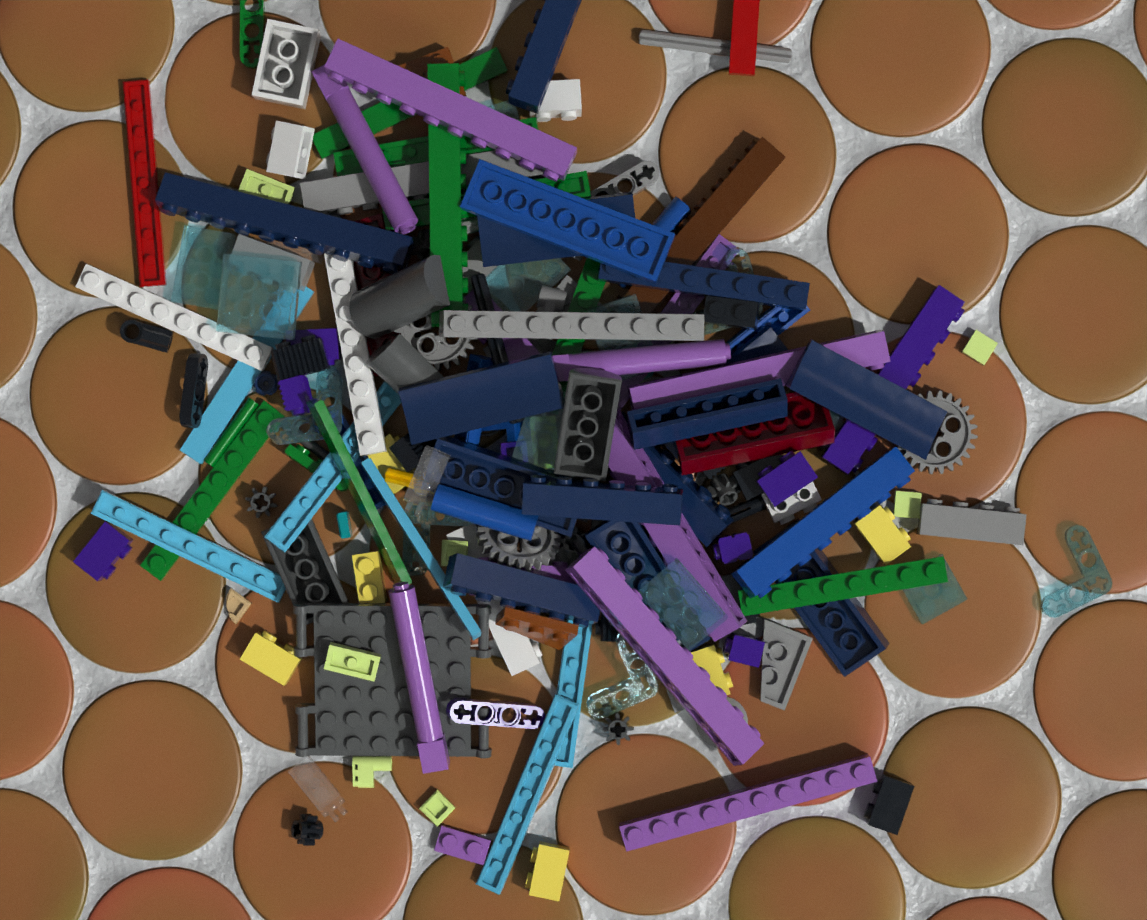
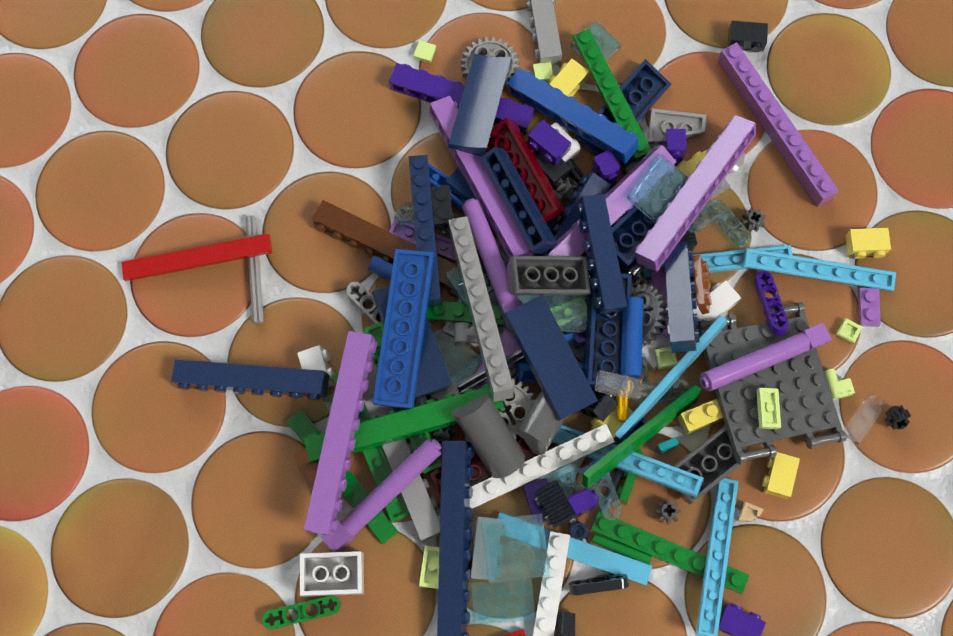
camera: 105 degrees left, 15 degrees down
(290, 149) = (397, 555): white brick -> none

